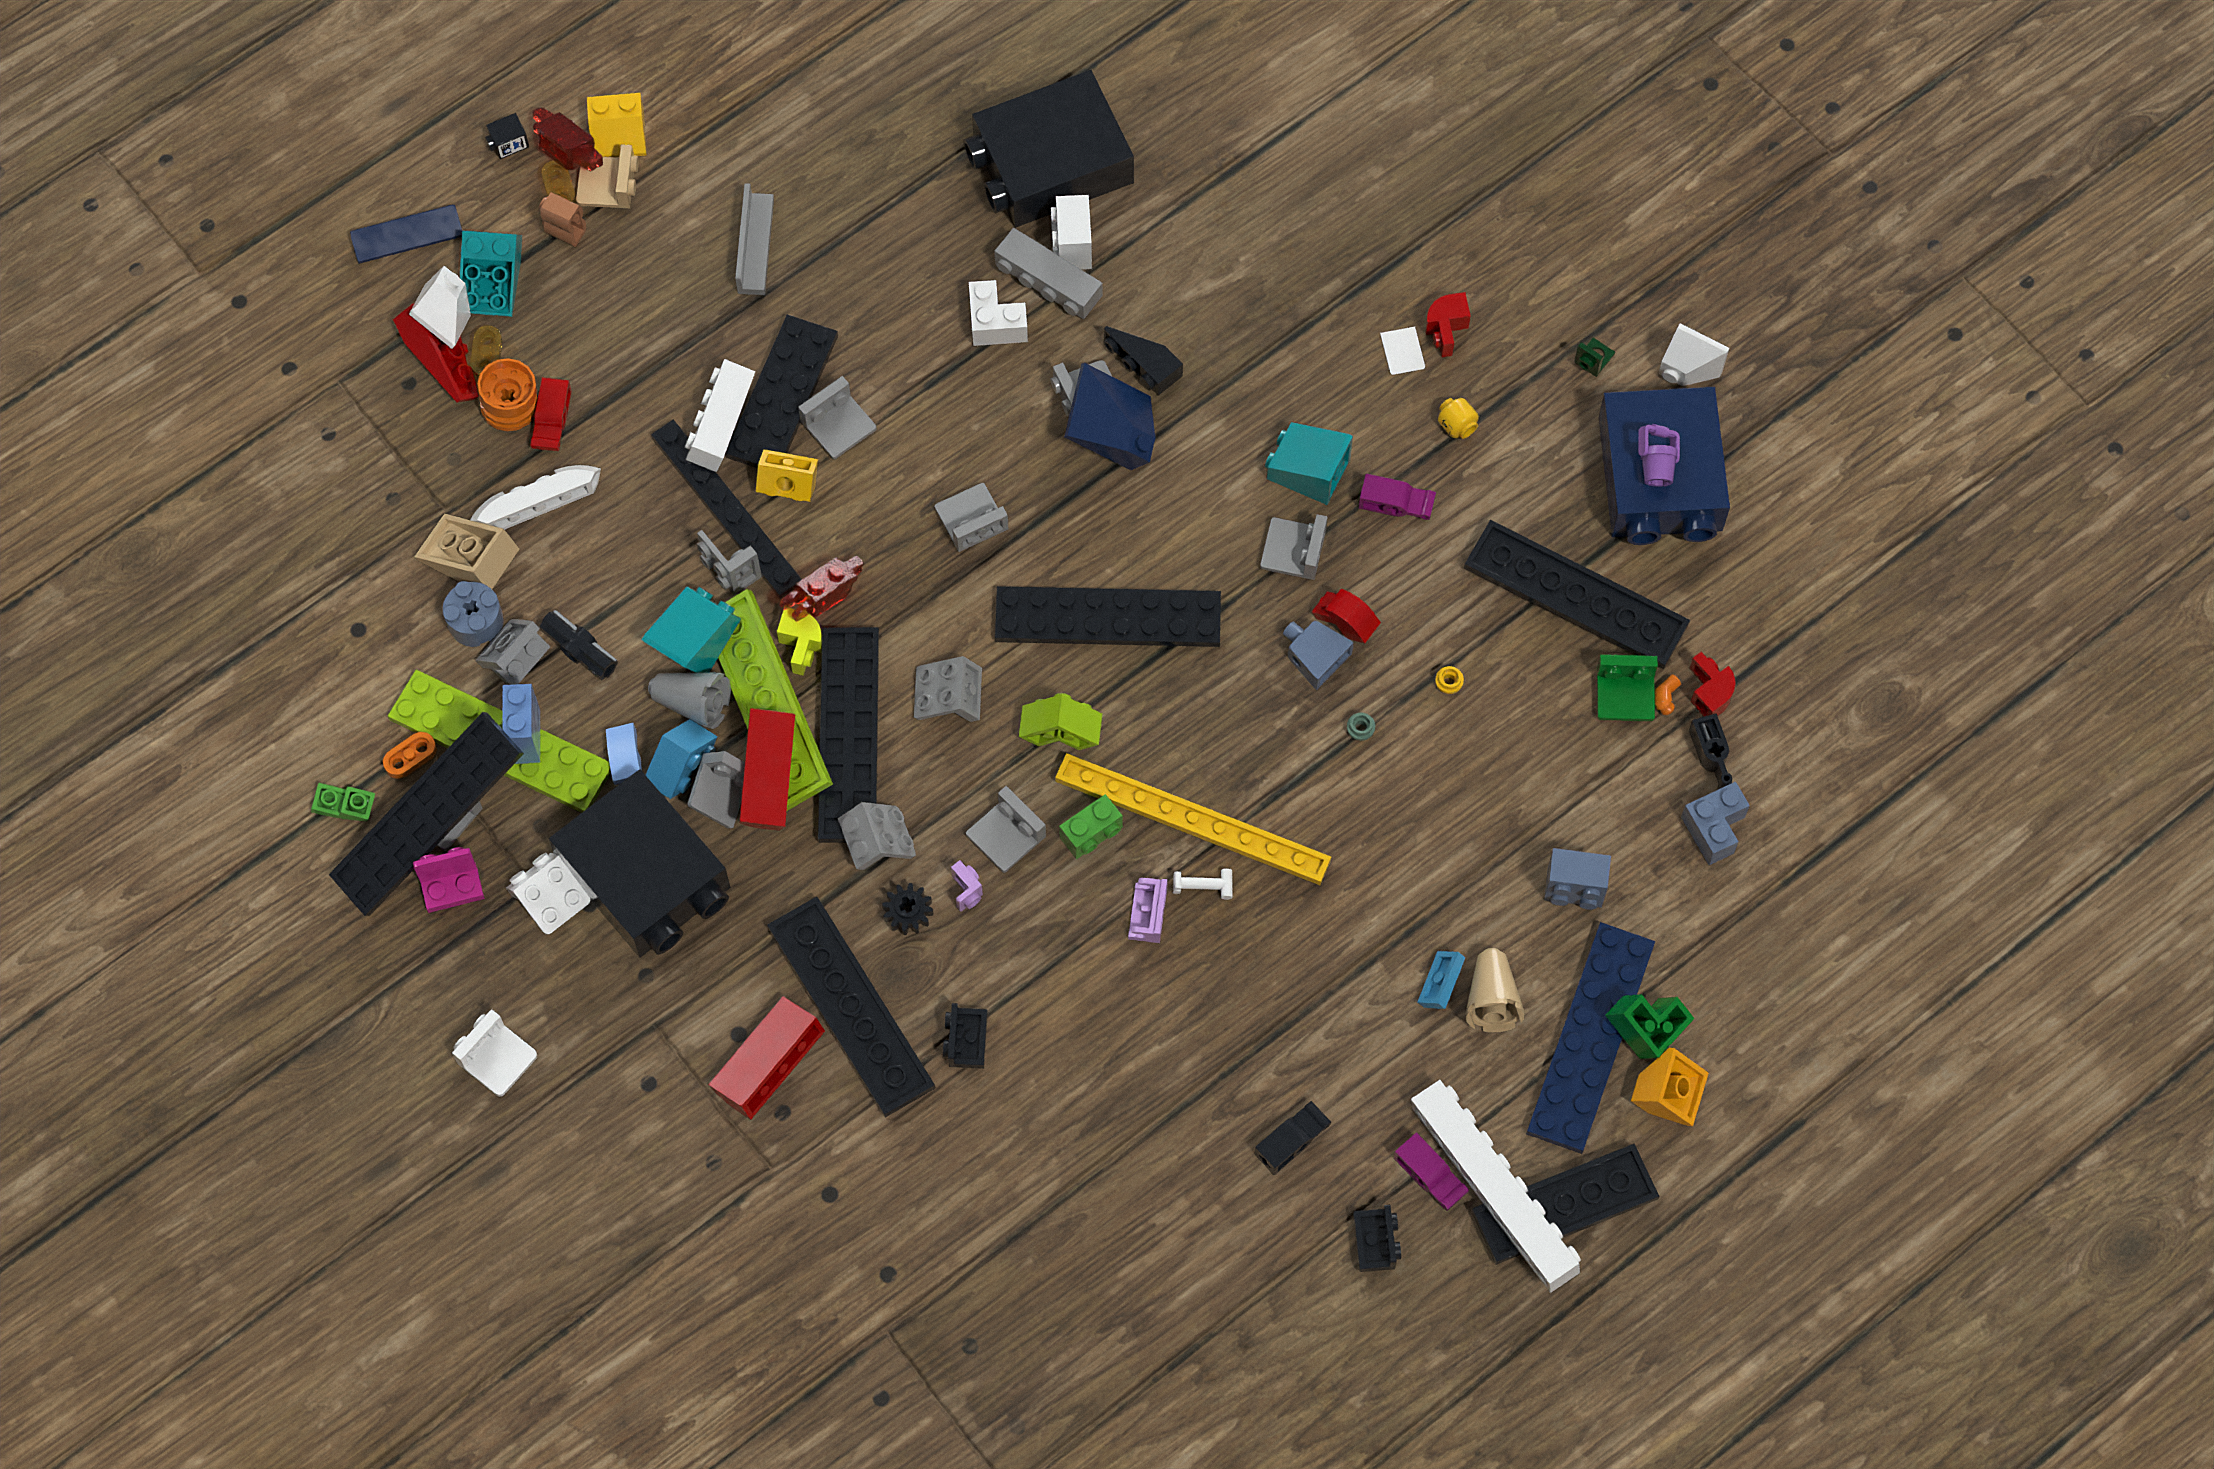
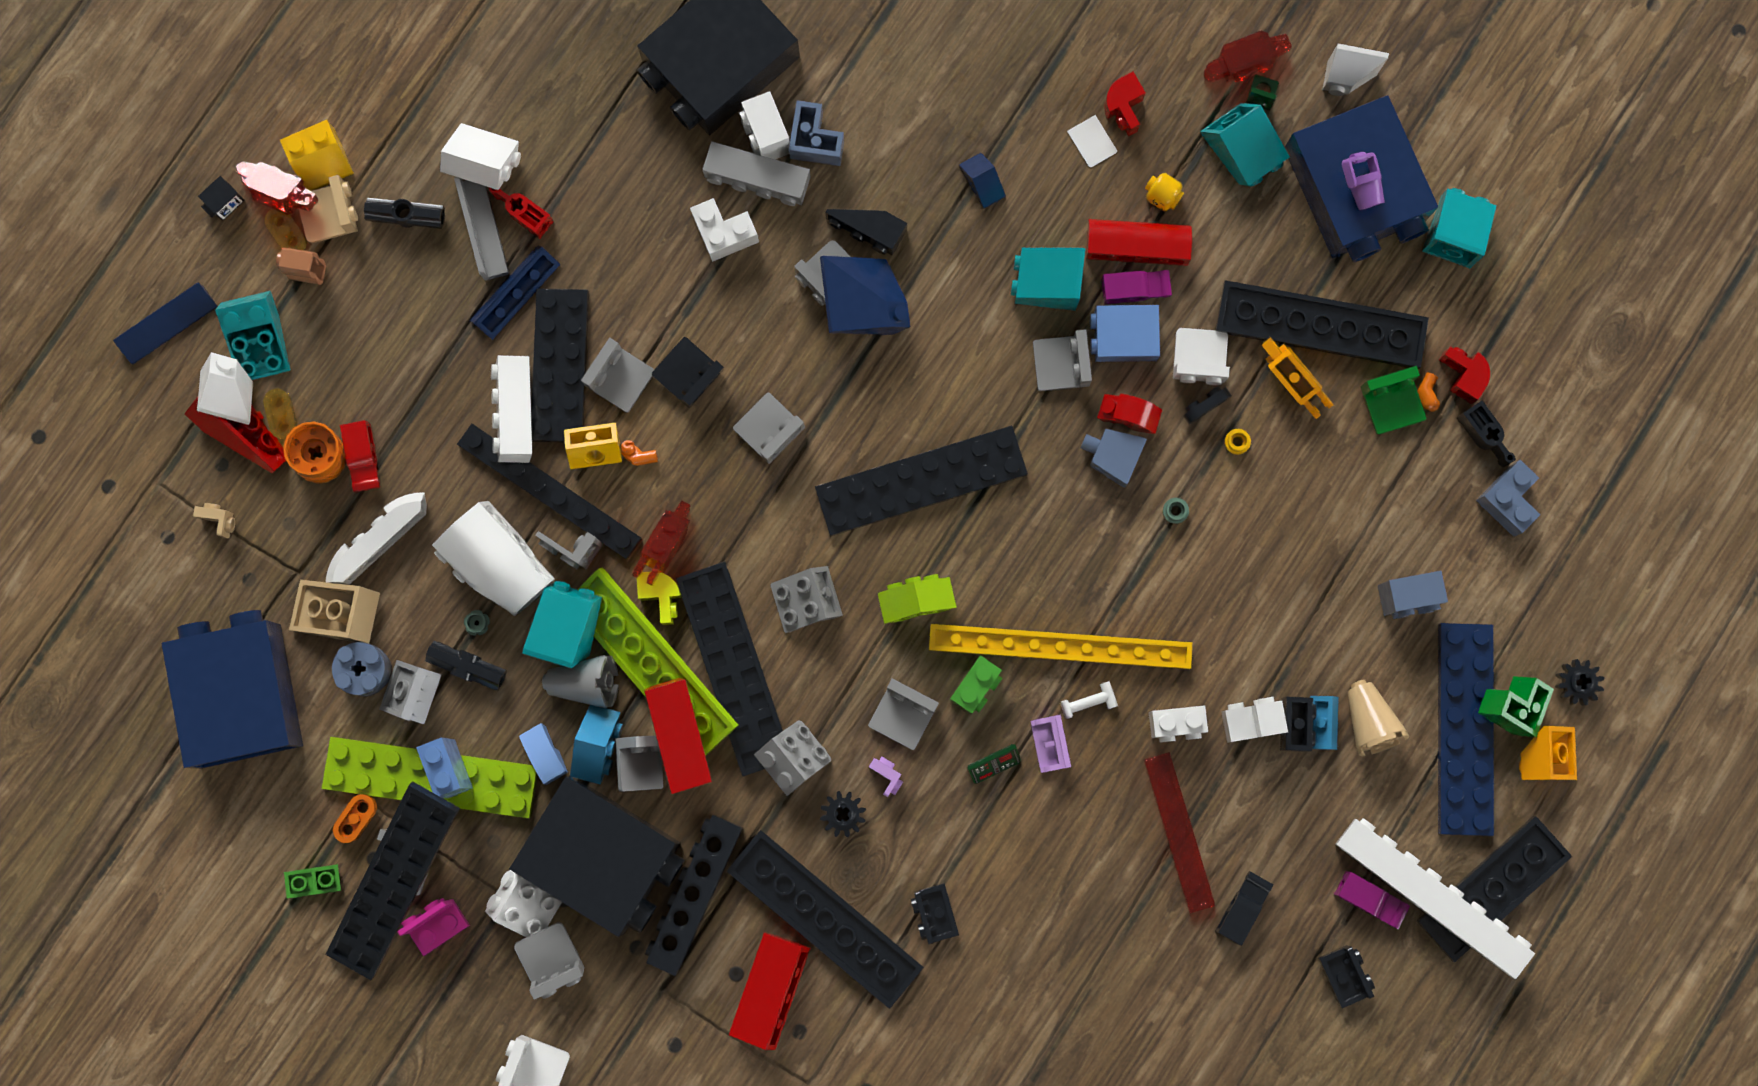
camera: 15 degrees left, 15 degrees up
(336, 592) = (231, 691): none -> dark blue brick
(385, 424) = (212, 512): none -> tan bracket
(553, 951) = (549, 960): none -> light grey bracket
(605, 602) = (470, 619): none -> sand green plate
(644, 544) = (493, 558): none -> white animal
(669, 198) = (389, 210): none -> black piece
(681, 993) = (672, 960): none -> black brick
(764, 312) = (515, 292): none -> dark blue slope
(777, 172) = (480, 156): none -> white brick
(802, 238) = (527, 215): none -> red piece
(826, 502) = (636, 456): none -> orange arm
(909, 438) = (687, 372): none -> black bracket
(1082, 910) = (994, 763): none -> slope
(1114, 258) = (810, 141): none -> sand blue brick
(1251, 1043) = (1179, 832): none -> clear red tile
(1276, 352) = (983, 180): none -> dark blue slope
(1288, 929) = (1178, 721): none -> white brick
(1368, 954) = (1254, 721): none -> white brick
(1369, 539) = (1125, 333): none -> medium blue brick
(1409, 973) = (1299, 719): none -> black brick
(1414, 458) = (1139, 242): none -> red brick
(1435, 632) = (1215, 398): none -> black plate
(1439, 585) = (1200, 356): none -> white bracket
(1530, 632) = (1295, 376): none -> light orange hinge
(1559, 398) = (1246, 143): none -> teal slope
(1588, 316) = (1247, 56): none -> clear red hinge
(1738, 1025) = (1582, 692): none -> black gear
(1751, 544) = (1460, 228): none -> teal slope

